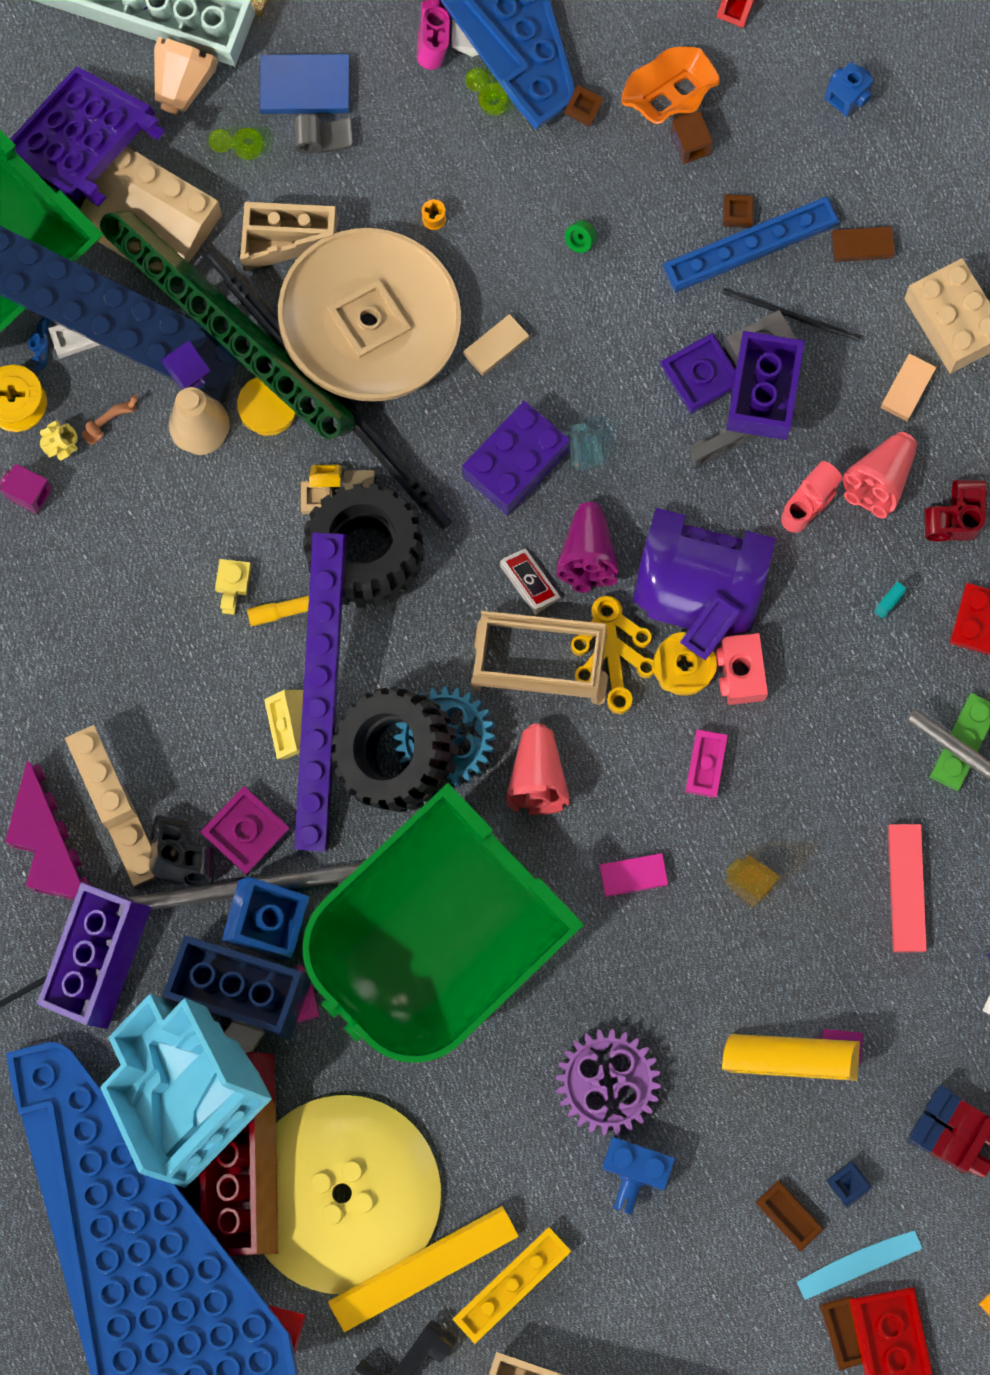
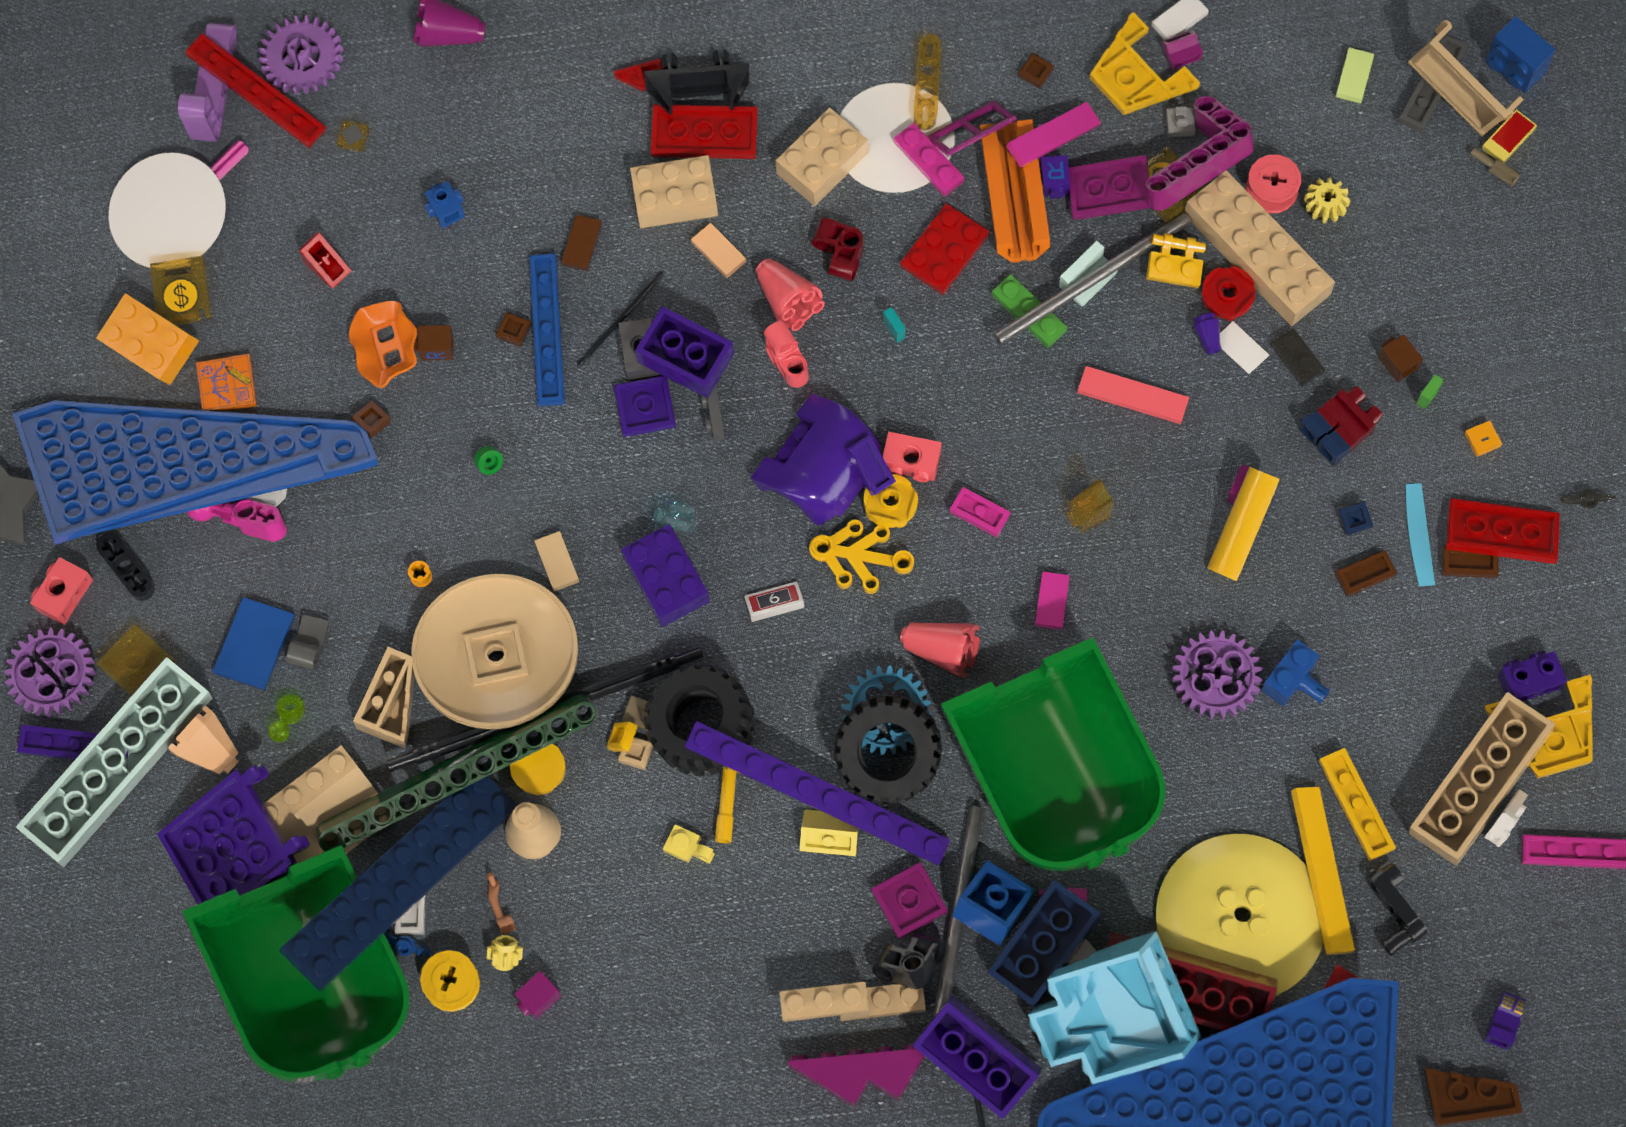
camera: 70 degrees left, 5 degrees down
(186, 366) = (486, 816): dark purple brick -> none
(477, 81) = (311, 498): clear neon green plate -> none
(588, 551) = (768, 542): magenta cone -> none
(594, 689) = (814, 655): tan piece -> none

